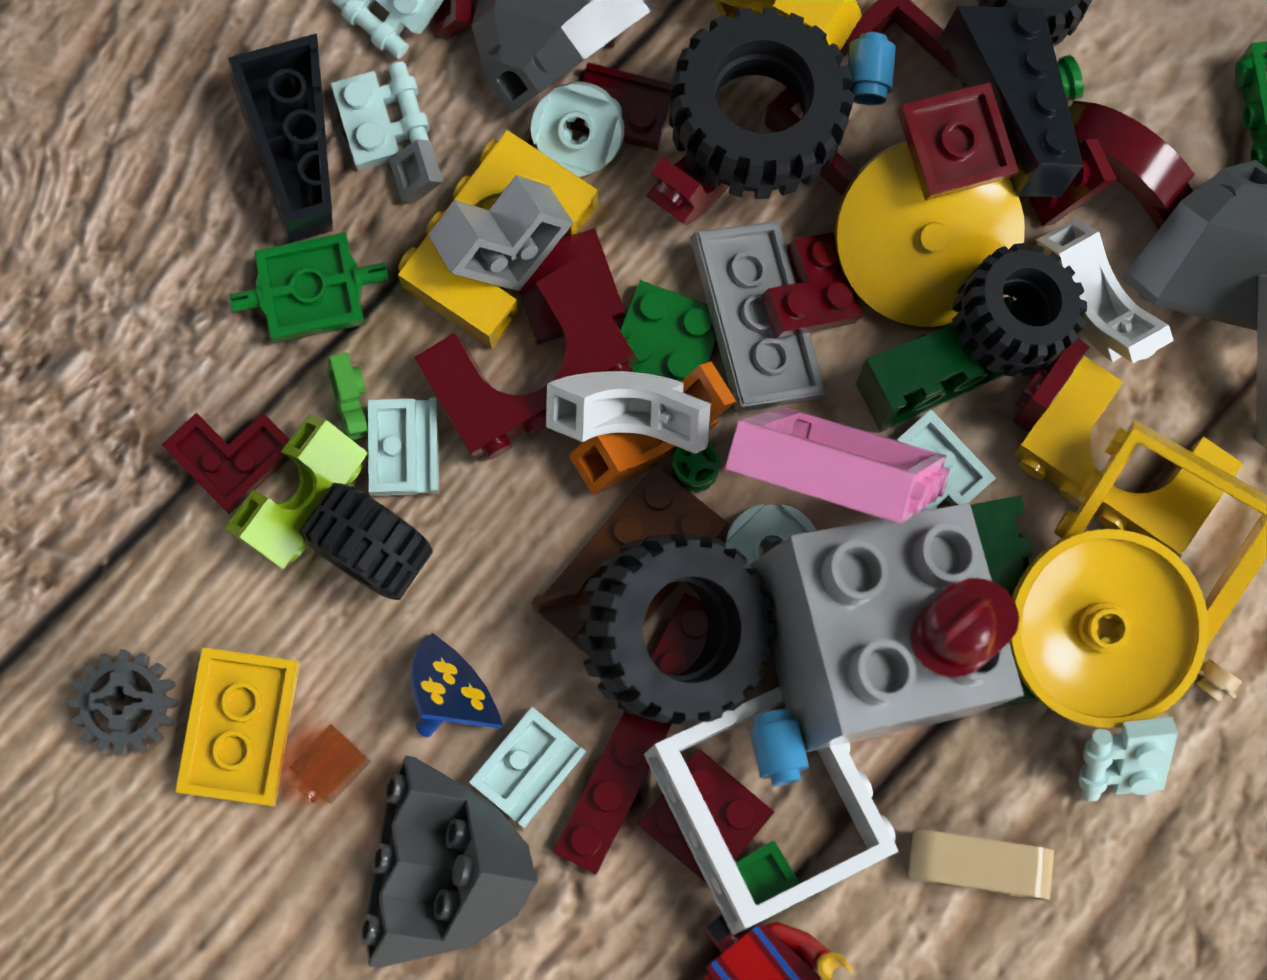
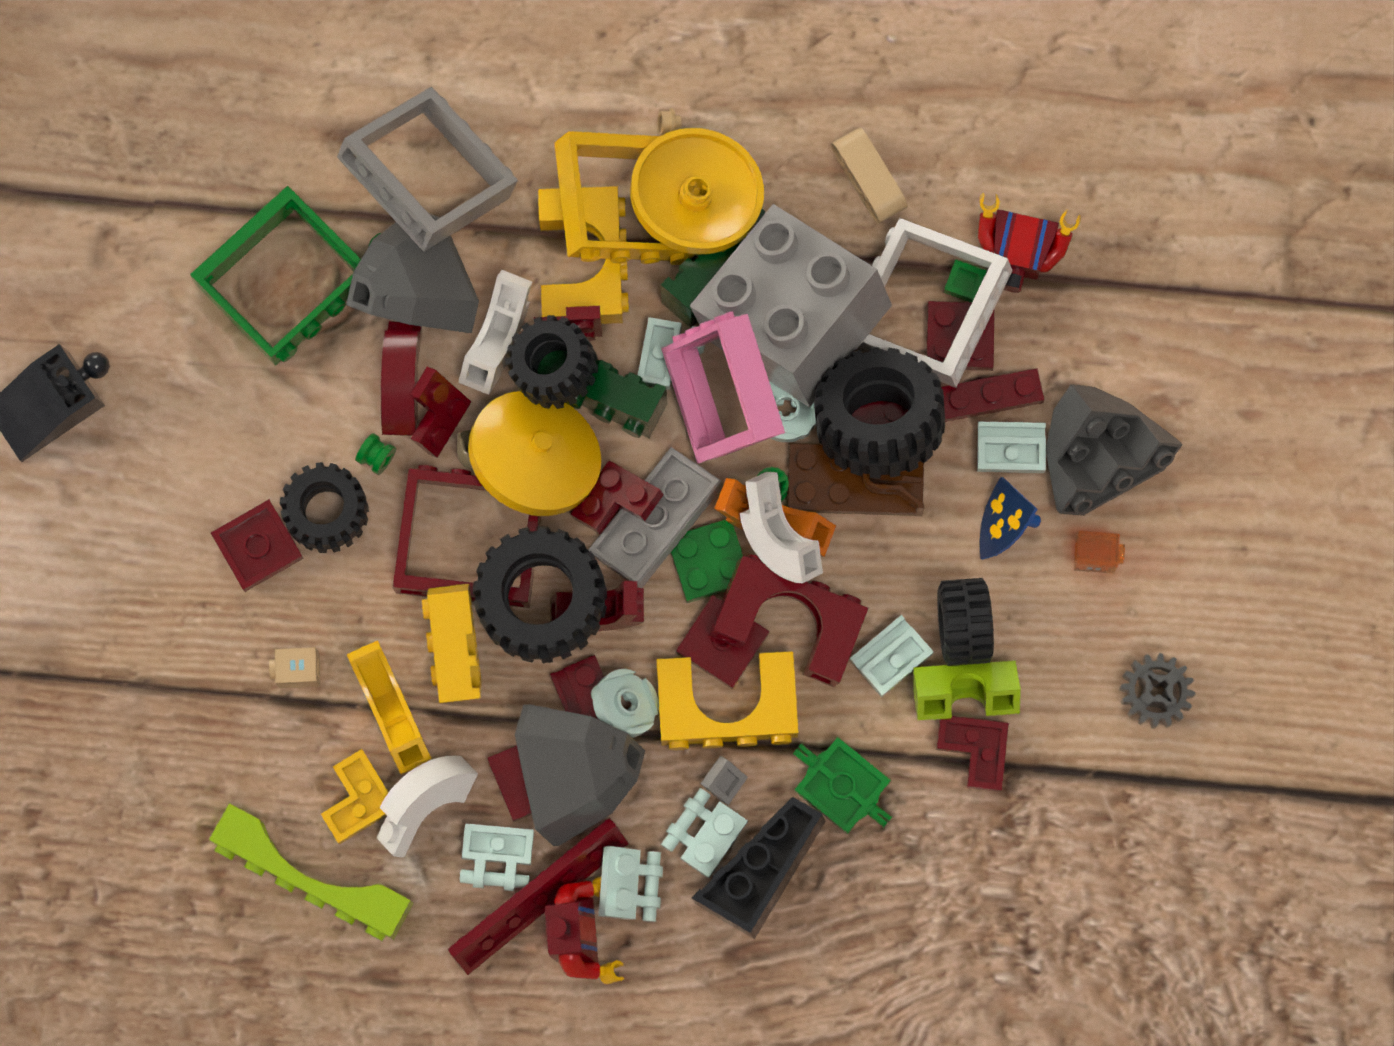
camera: 125 degrees left, 0 degrees up
(238, 727) = (1117, 619): yellow plate -> none
(346, 386) = (884, 715): bright green plate -> none
(503, 242) = (731, 684): light grey brick -> none
(778, 747) = (899, 312): dark azure brick -> none
(871, 68) = (461, 556): dark azure brick -> none
(957, 141) = (482, 461): dark red plate -> none
(964, 627) = (767, 252): dark red piece -> none
(1019, 60) = (417, 456): black wedge -> none
(1129, 761) = (751, 132): light aqua plate -> none

